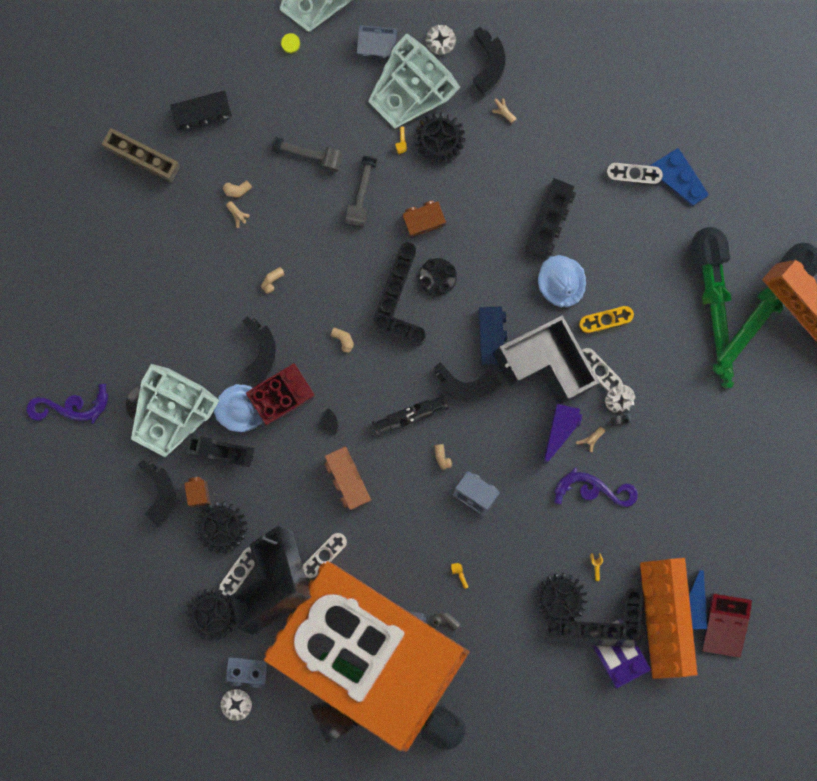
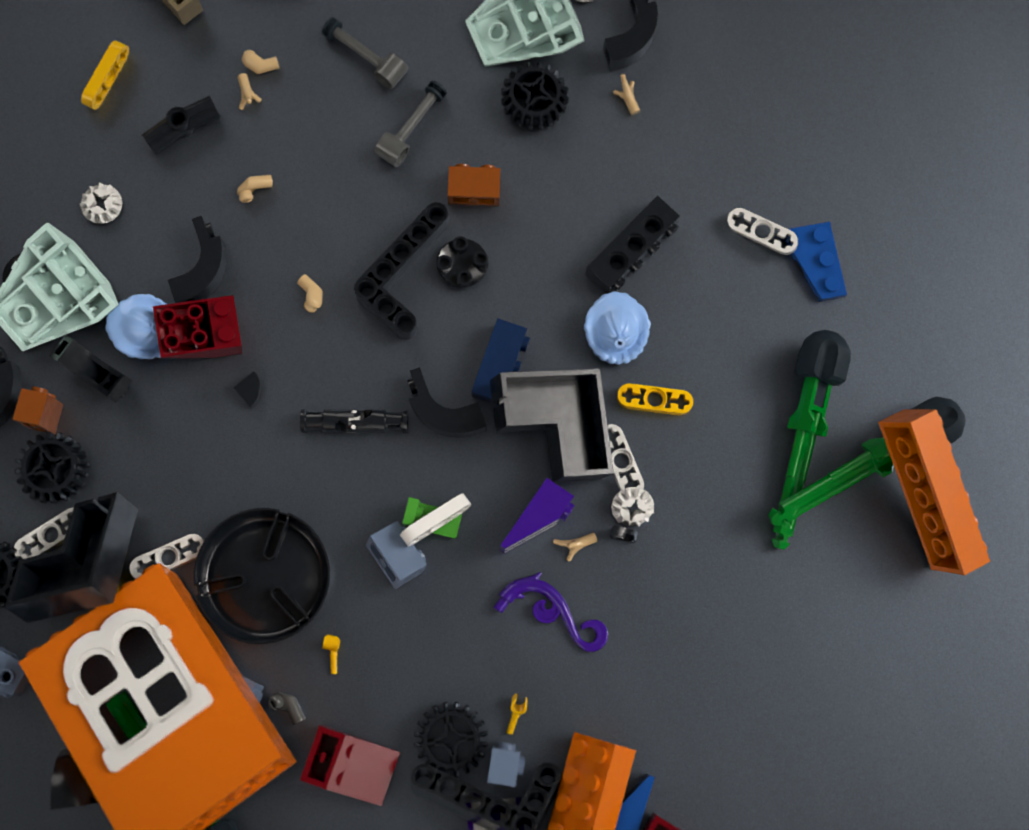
camera: 15 degrees right, 5 degrees down
(134, 241) = (105, 75): none -> yellow beam
(172, 342) = (112, 204): none -> white gear
(194, 265) = (167, 132): none -> black piece
(347, 479) = (238, 467): nougat wedge -> none
(393, 542) = (261, 576): none -> black piece
(401, 147) = (483, 89): yellow hand -> none
(440, 457) = (371, 498): tan arm -> none
(490, 460) = (416, 510): none -> bright green bracket
(493, 460) = (435, 519): none -> white beam
(503, 641) = (349, 765): none -> dark red slope
(603, 600) = (505, 764): none -> sand blue brick

